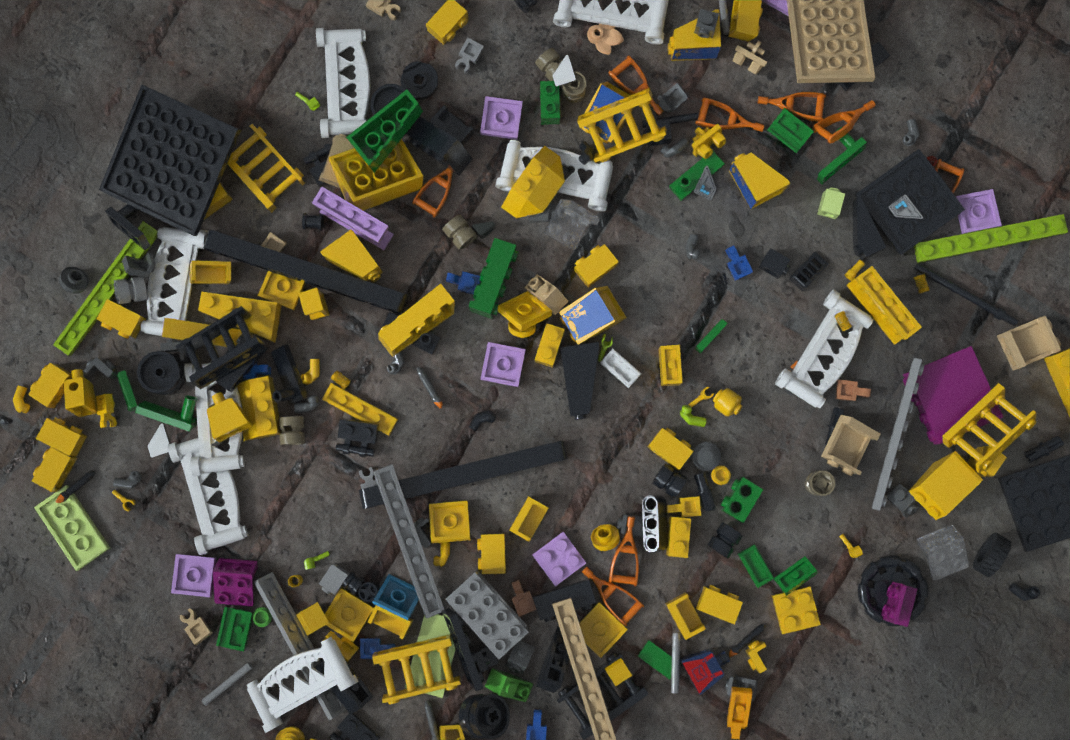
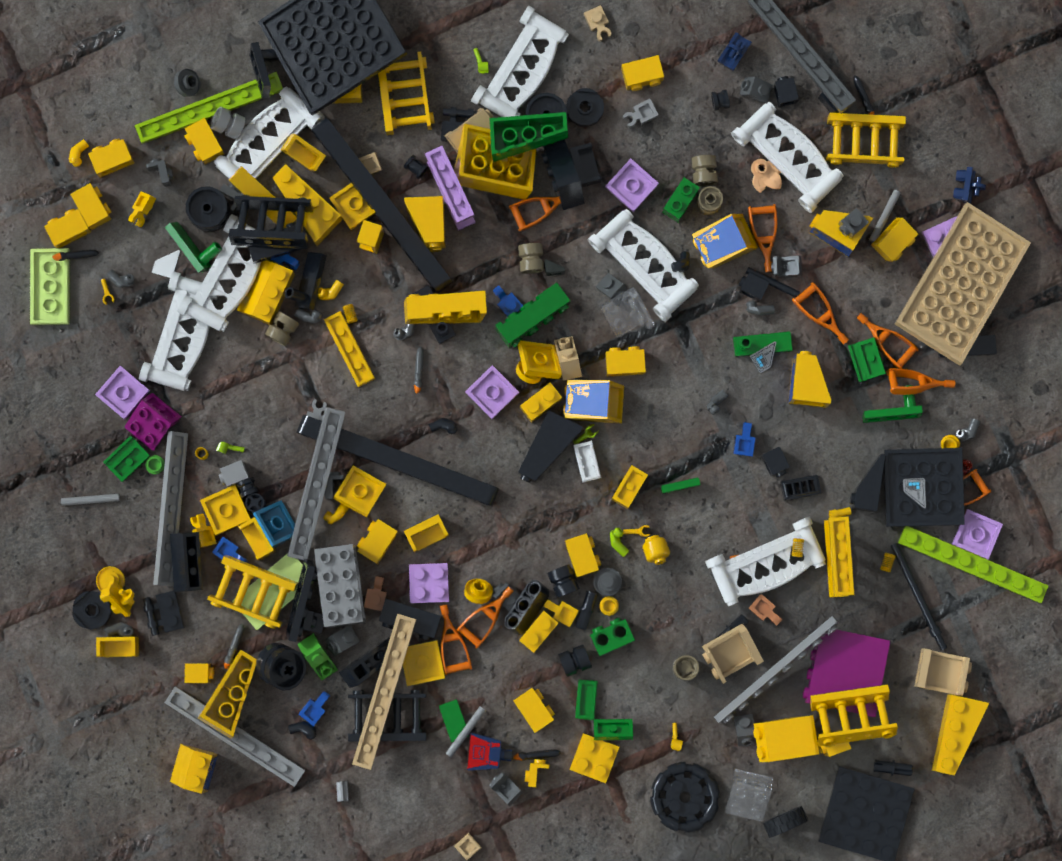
camera: 30 degrees right, 0 degrees up
(79, 395) = (129, 182): yellow torso -> none
(127, 391) = (169, 204): green tile -> none
(139, 267) = (248, 109): dark grey bracket -> none
(197, 628) = (96, 438): tan plate -> none
(226, 418) = (236, 282): yellow torso -> none
(312, 618) = (195, 493): yellow panel -> none
(335, 673) = (186, 548): white piece -> none
(357, 431) = (335, 366): black plate -> none
(535, 185) = (620, 261): yellow wedge -> none
(564, 73) = (708, 184): white sticker -> none
(618, 672) = (413, 705): yellow tile -> none
(624, 106) = (737, 247): yellow fence -> none
(685, 616) = (499, 700): yellow panel -> none
(705, 139) = (790, 318): yellow hips -> none
(738, 710) = (490, 804): light orange hinge -> none
(757, 62) = (879, 283): tan hips -> none
(831, 203) = (858, 443): yellowish green brick -> none
(899, 604) = (682, 809): magenta bracket -> none
(903, 151) = (950, 441): none -> yellow plate

